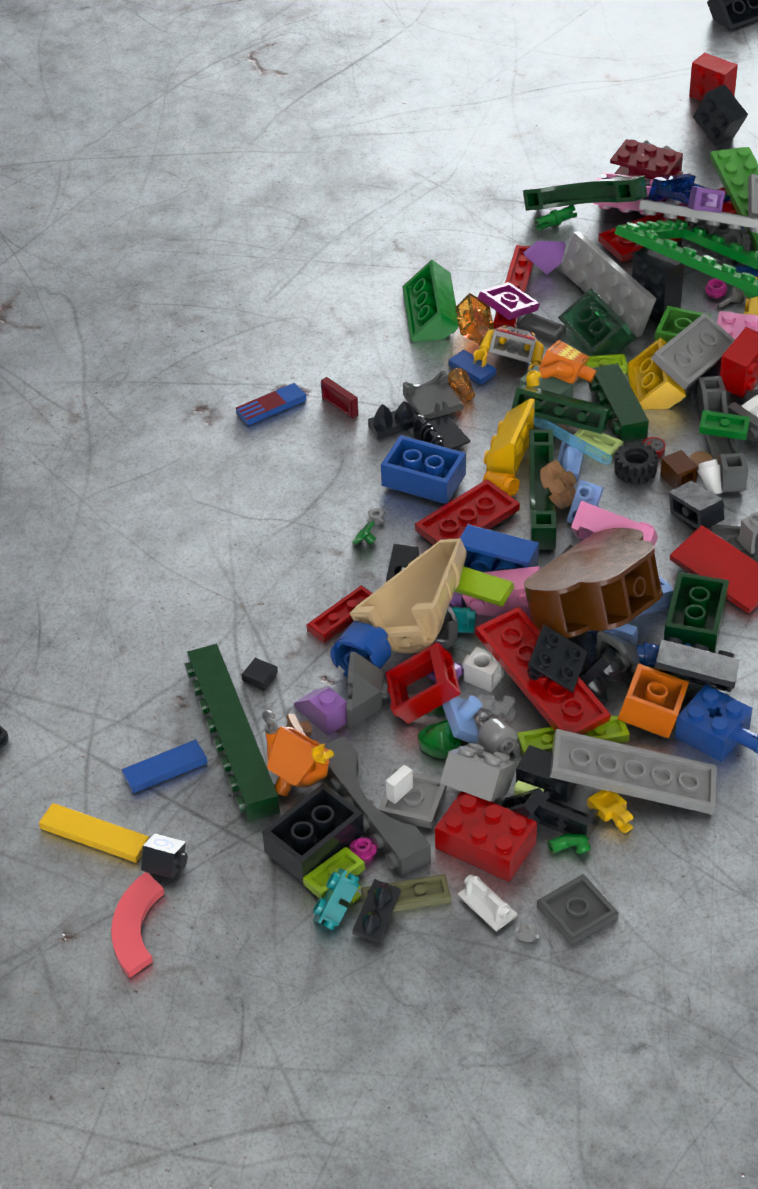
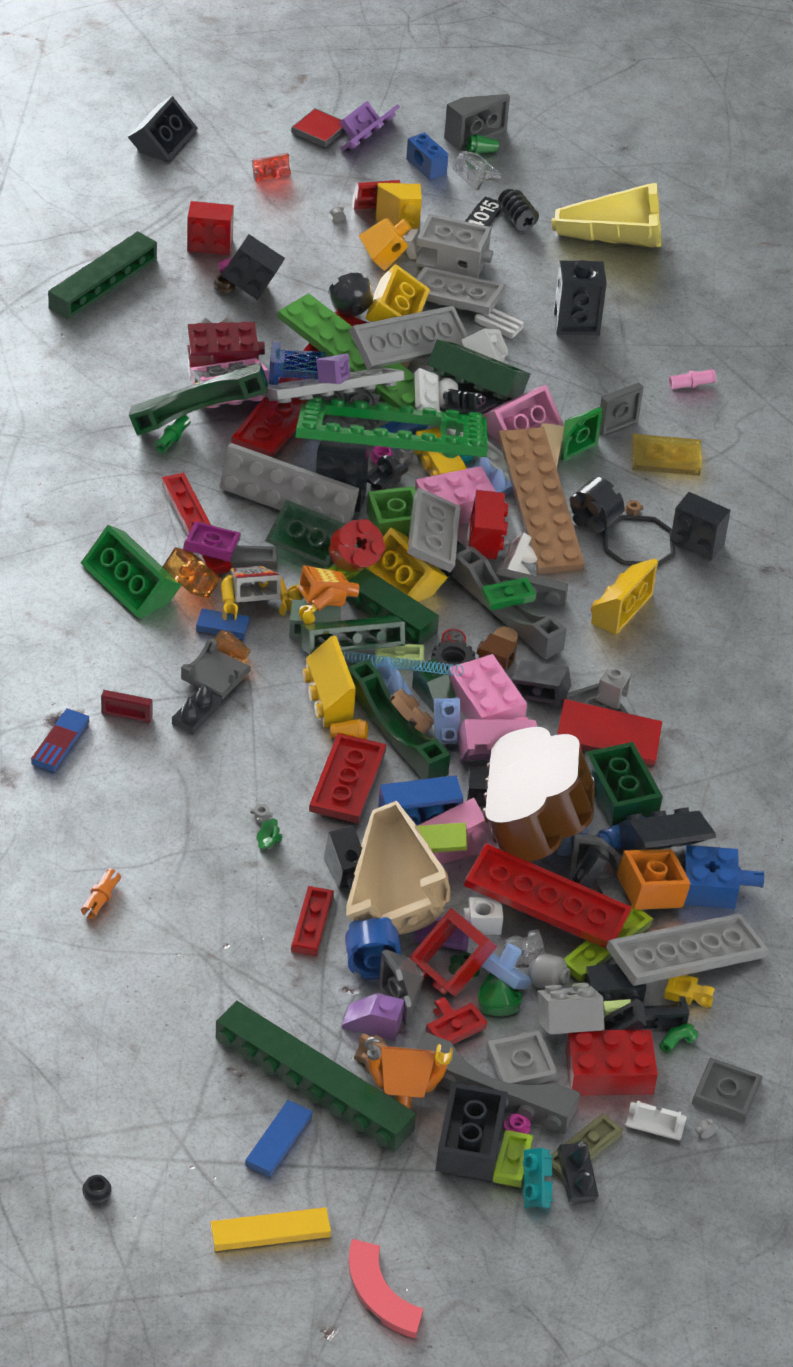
camera: 40 degrees left, 0 degrees up
(164, 856) = (360, 1216): black brick -> none
(196, 524) = (100, 893): none -> orange pin
(259, 673) = (287, 1011): black tile -> none
(382, 744) = (455, 1024): none -> red plate
(399, 784) = (511, 1052): white tile -> none
(423, 469) = (275, 747): blue brick -> none
(438, 431) = (250, 707): black hinge -> none
(546, 254) = (204, 479): medium lavender slope -> none
(556, 659) = (557, 877): black hinge -> none
(601, 91) = (102, 275): none -> dark green brick
(602, 475) = (432, 685): none -> dark green slope
(623, 329) = (369, 544): none -> red brick
(640, 493) = (486, 690): none -> bright pink brick
(693, 127) = (223, 285): none -> dark brown plate
(704, 299) = (386, 473): none -> black hips
(711, 475) = (531, 647): white cone -> none

